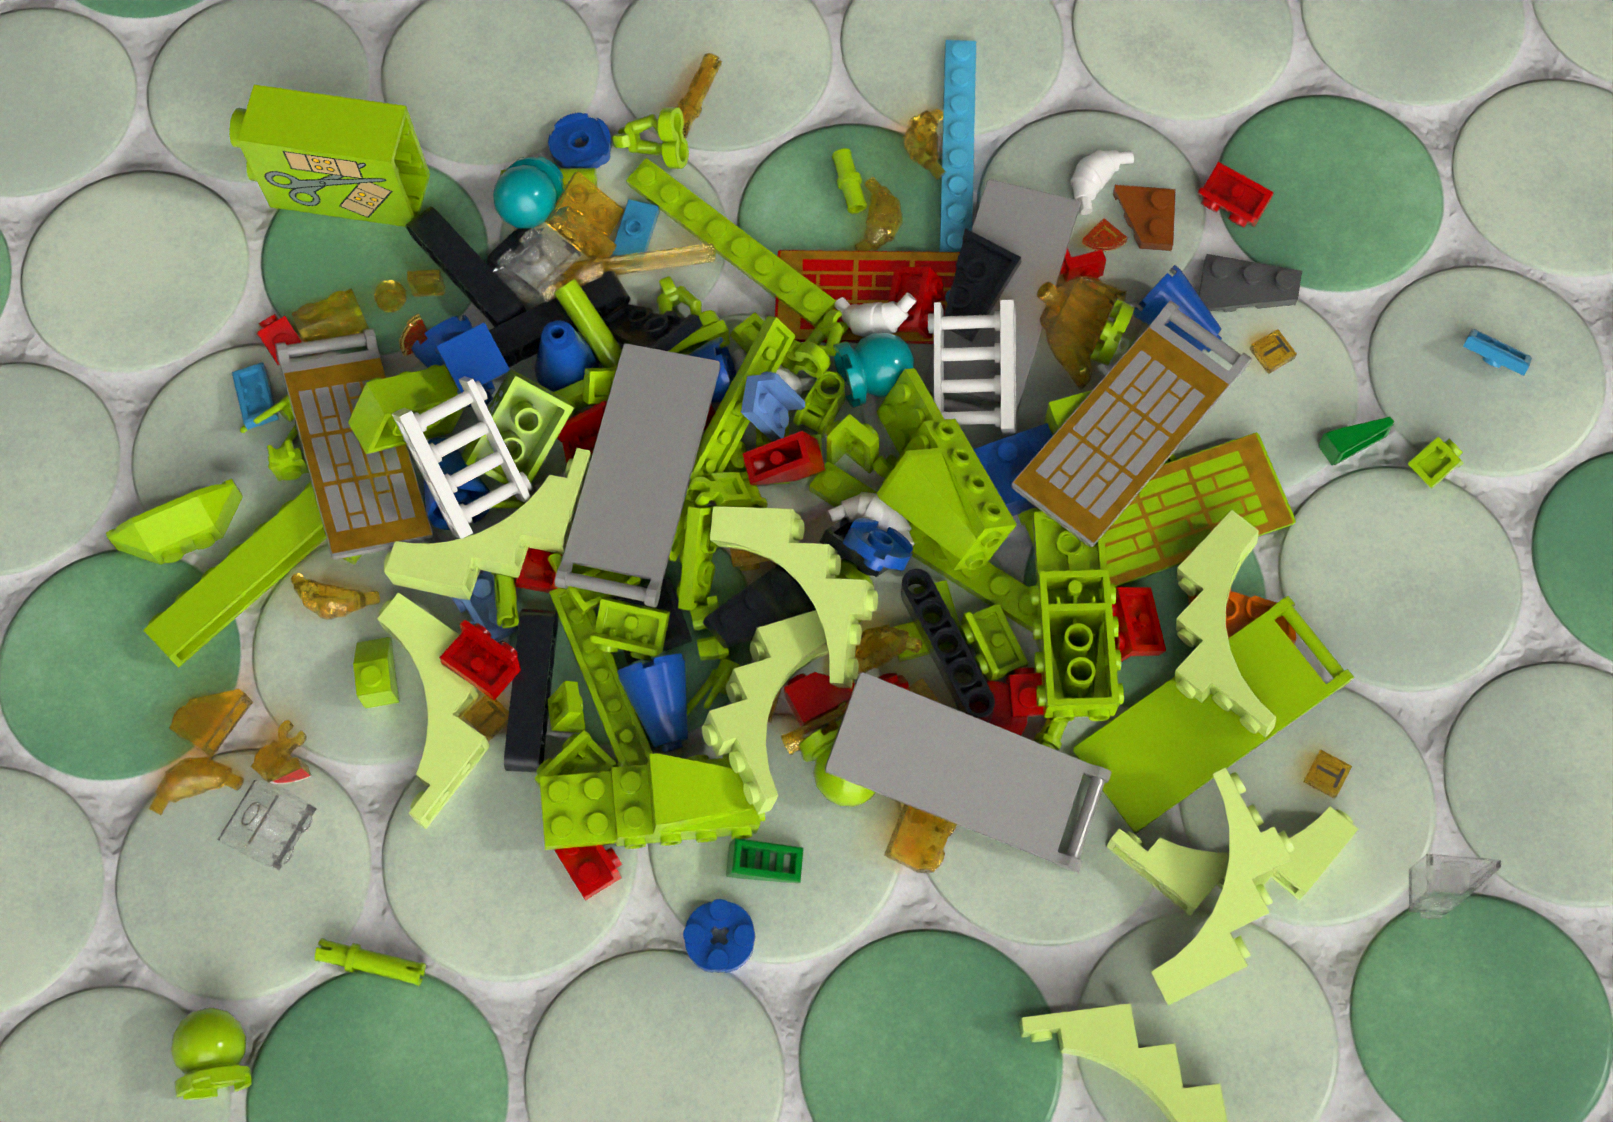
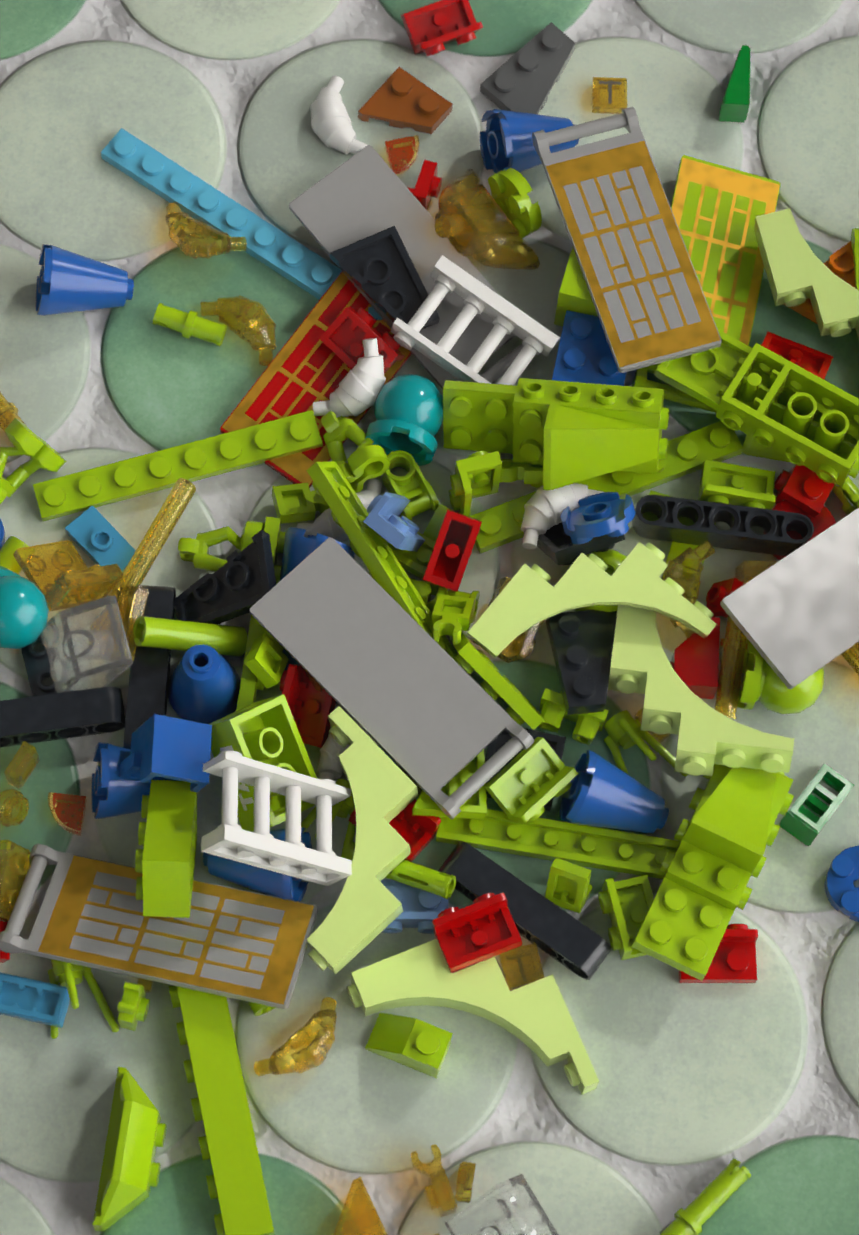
camera: 65 degrees left, 0 degrees up
(822, 86) = (78, 283): none -> blue cone
(1436, 461) = (800, 40): lime bracket -> none

